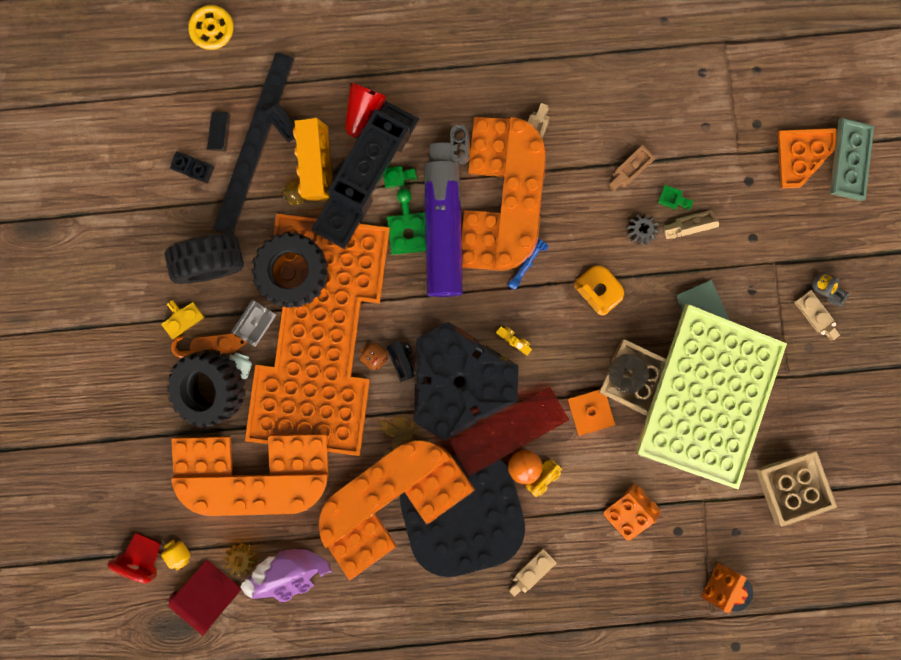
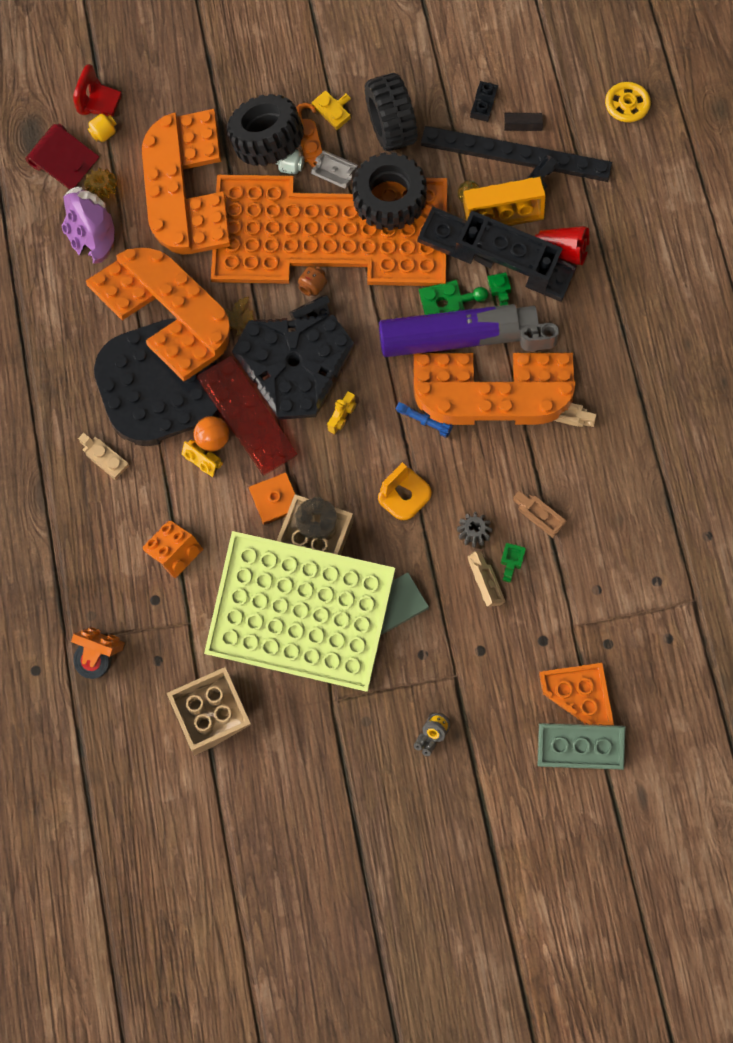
camera: 85 degrees right, 15 degrees down
(817, 315) = (403, 724): tan hinge -> none

